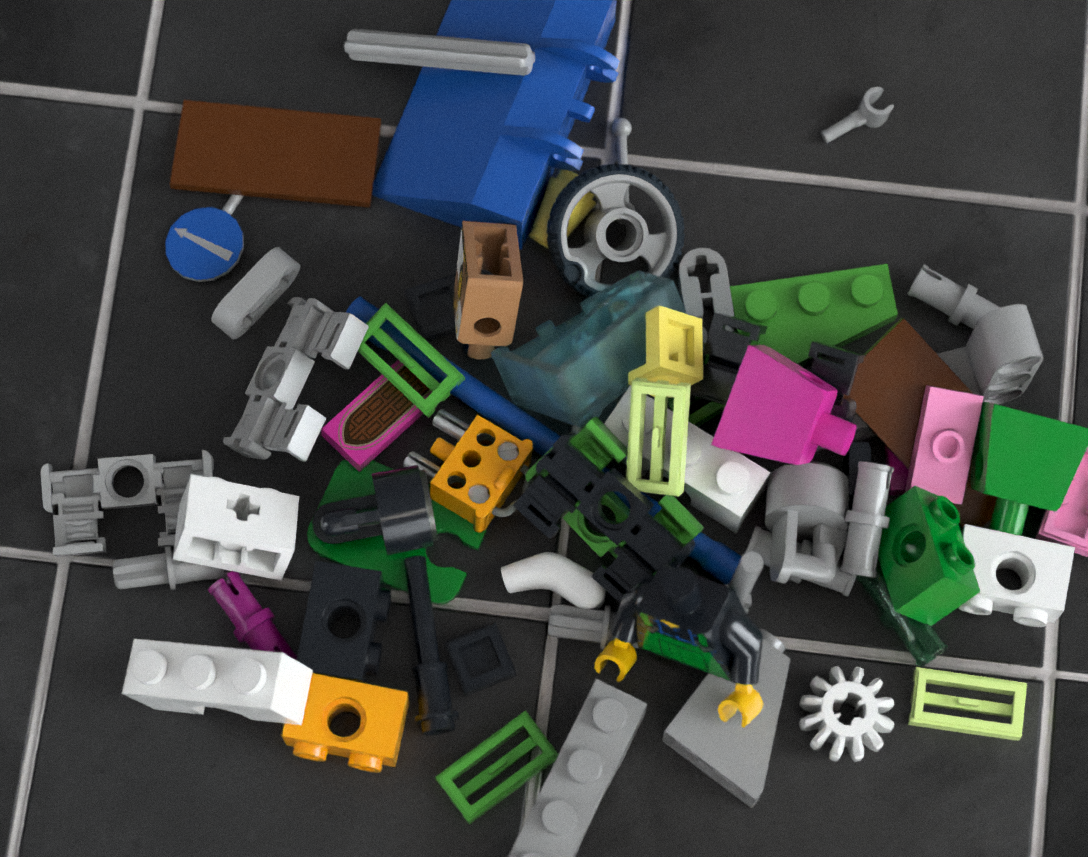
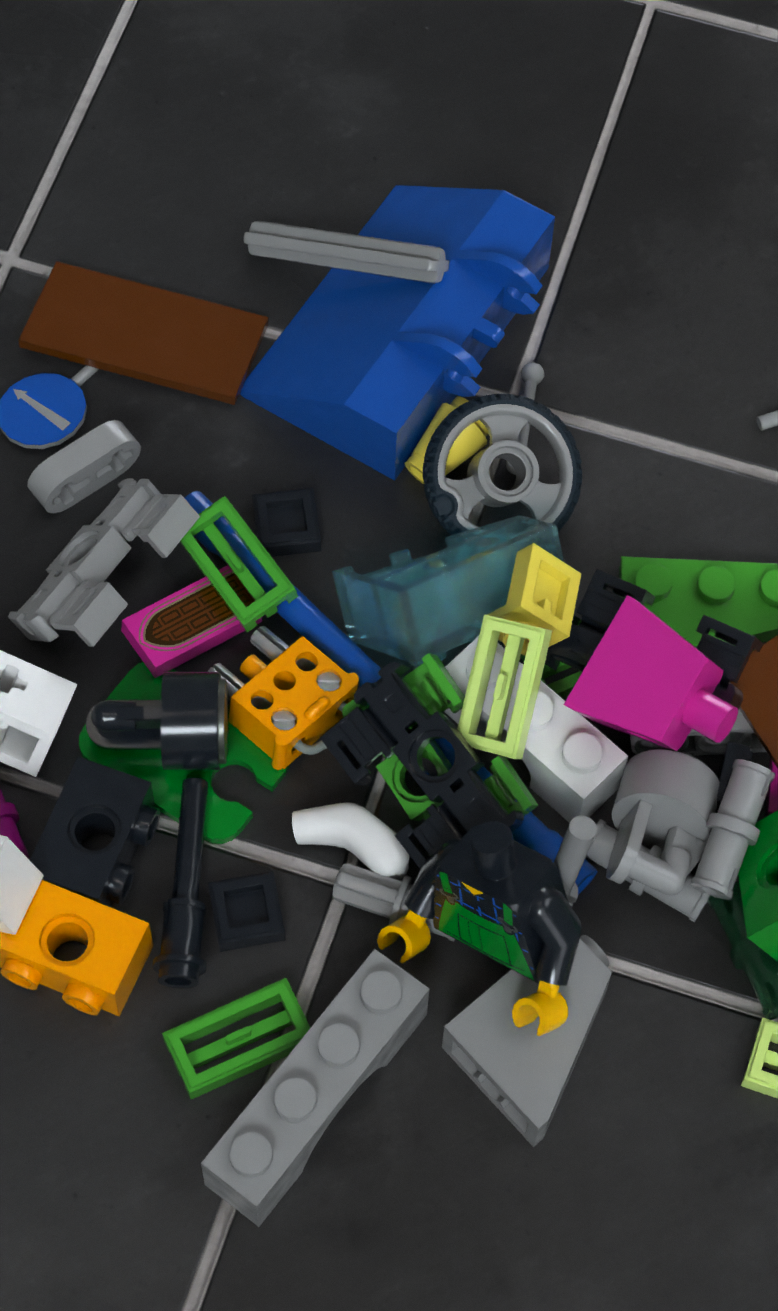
camera: 10 degrees right, 10 degrees down
(484, 303) = (341, 500): medium nougat torso -> none
(719, 289) = (576, 546): light grey beam -> none
(862, 729) = (688, 1071): white gear -> none

